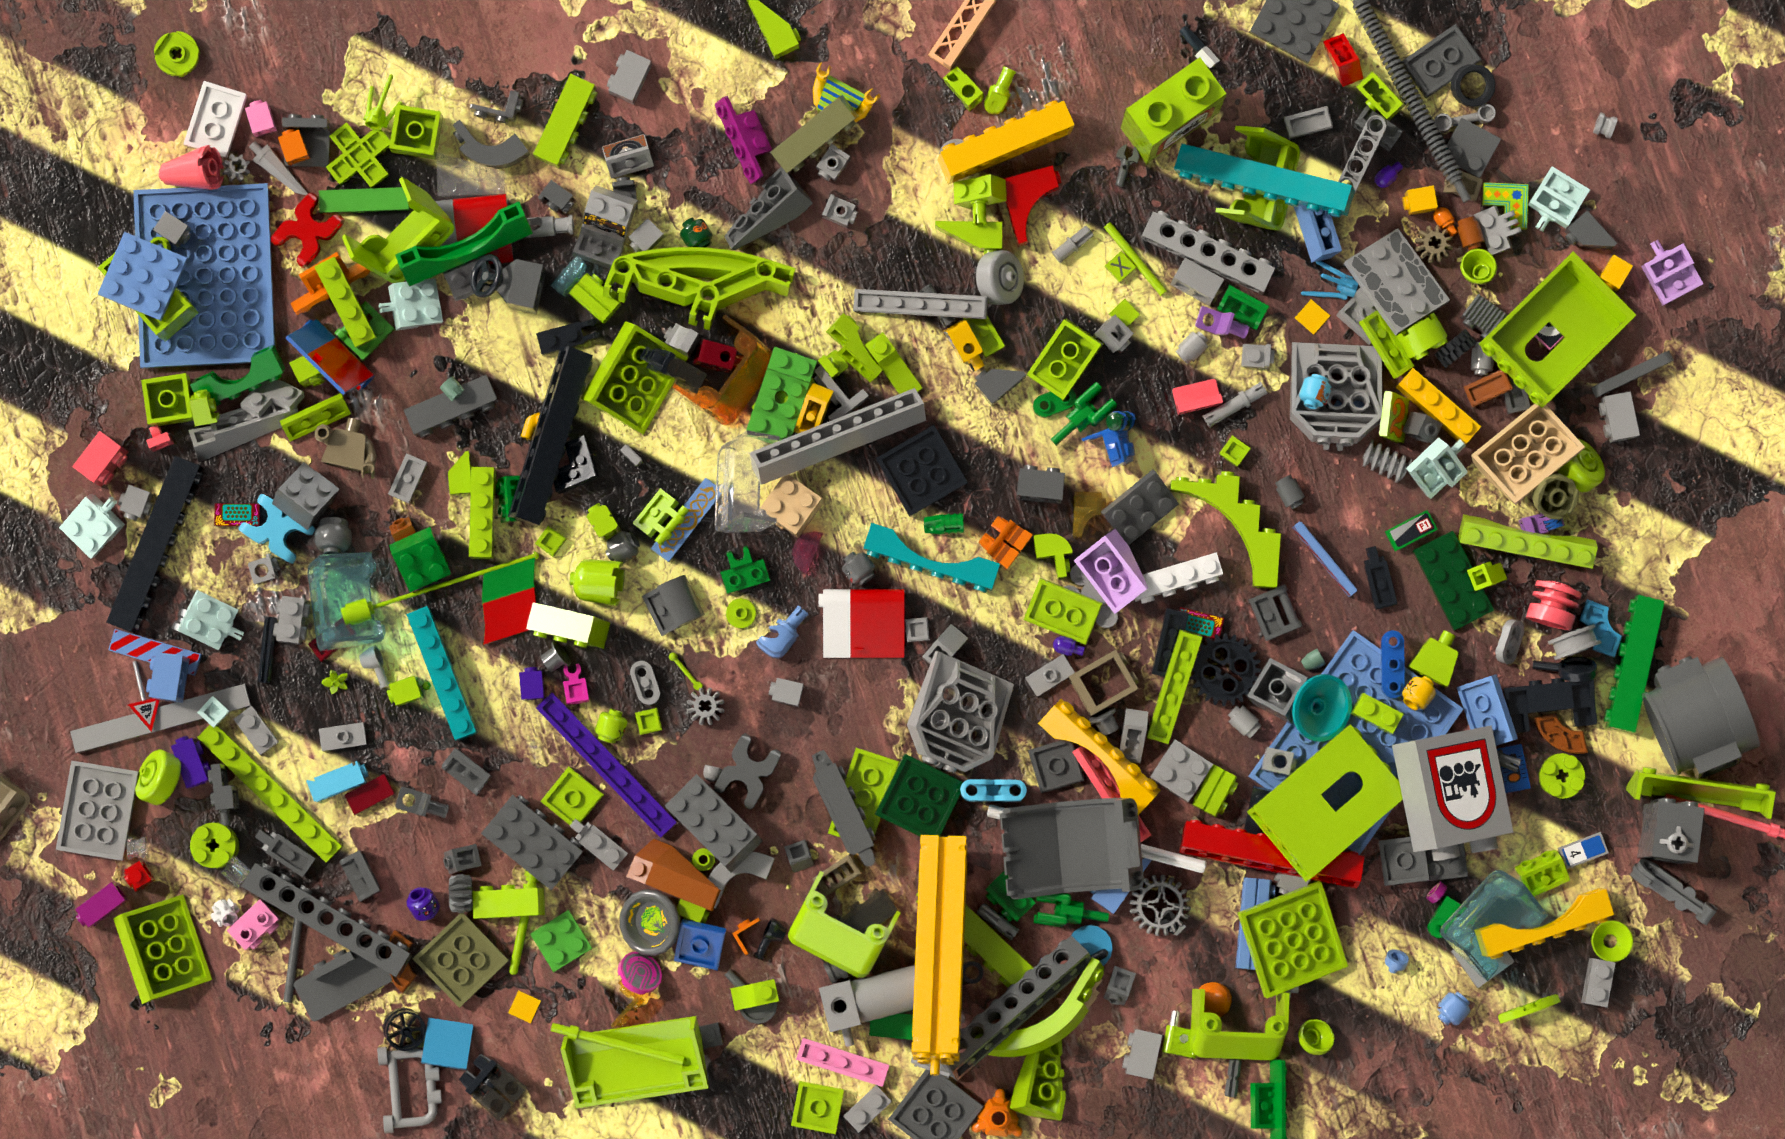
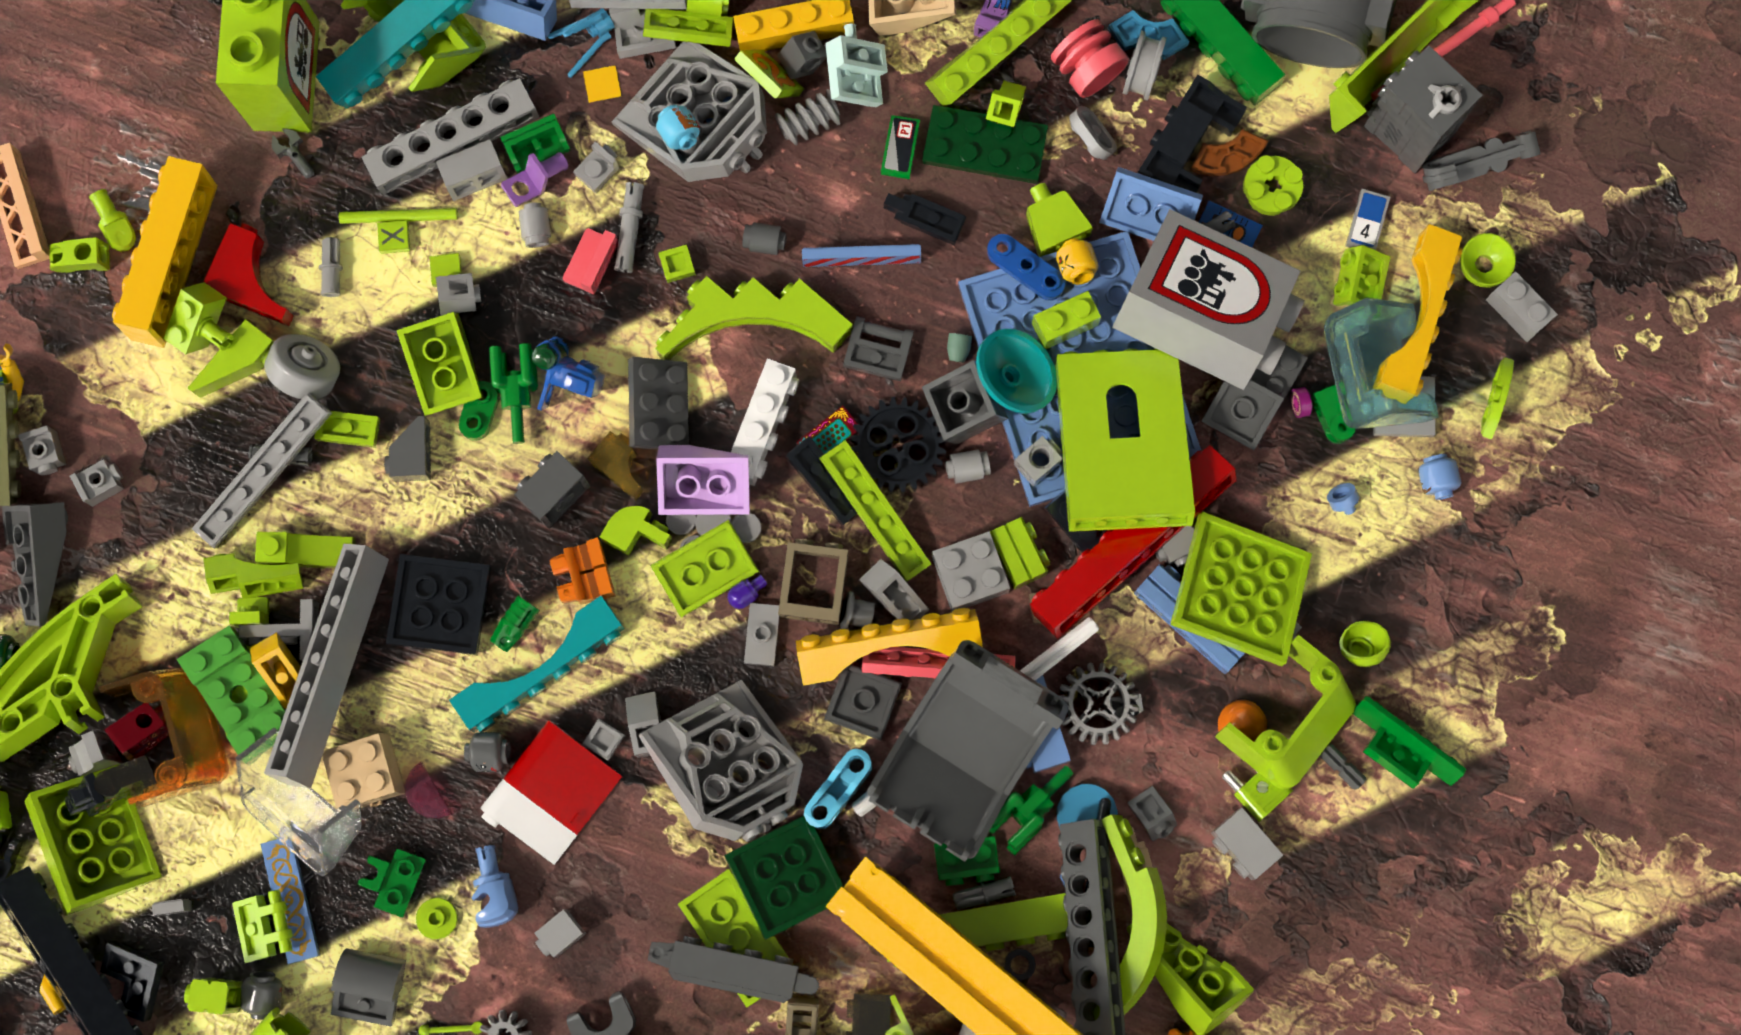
camera: 50 degrees left, 5 degrees down
(958, 336) = (327, 455): yellow torso -> none
(1570, 669) = (1168, 92): black piece -> none

